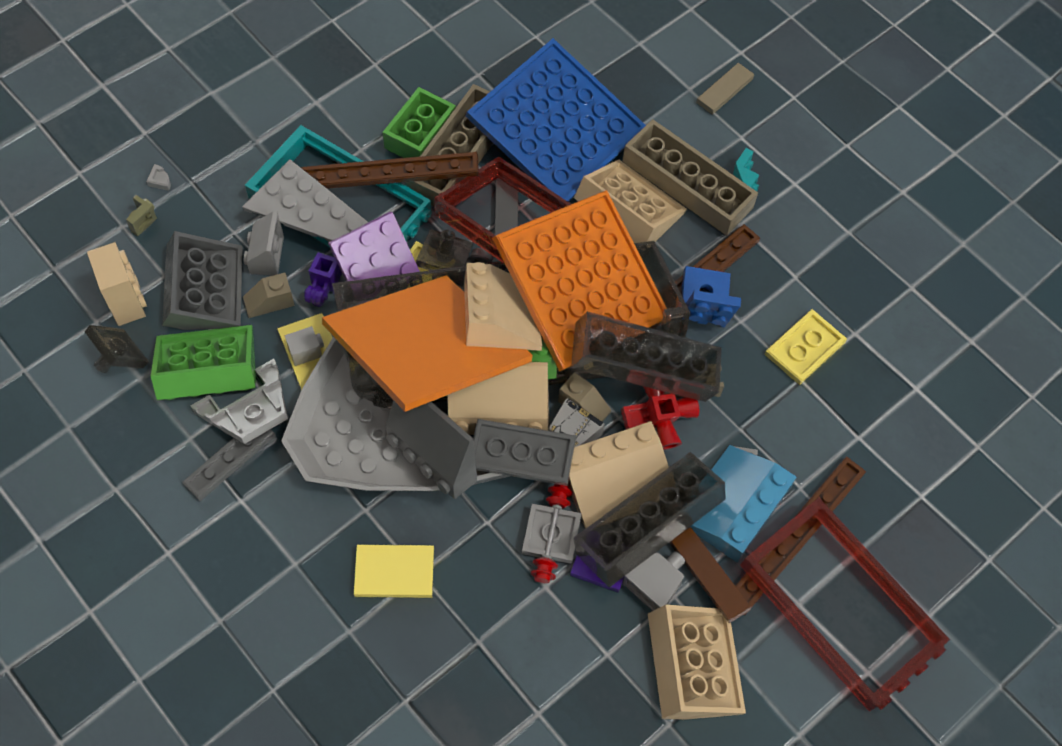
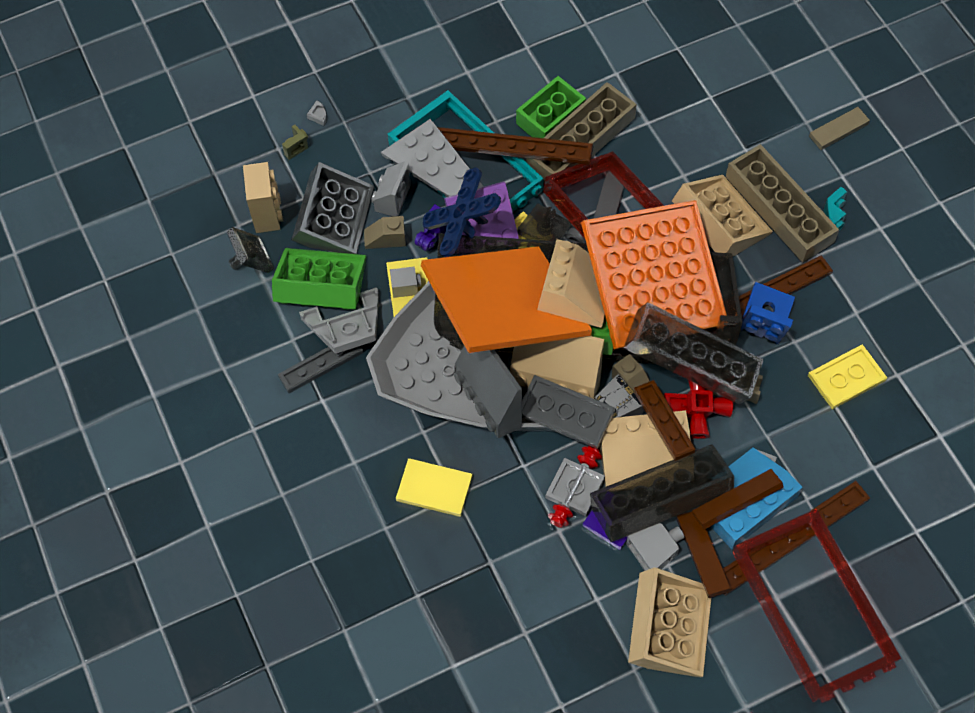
camera: 20 degrees right, 0 degrees up
(342, 259) = (453, 217): none -> dark blue piece
(555, 120) = (672, 128): blue plate -> none
(632, 437) = (664, 420): none -> reddish brown tile
(732, 506) = (737, 498): none -> reddish brown tile

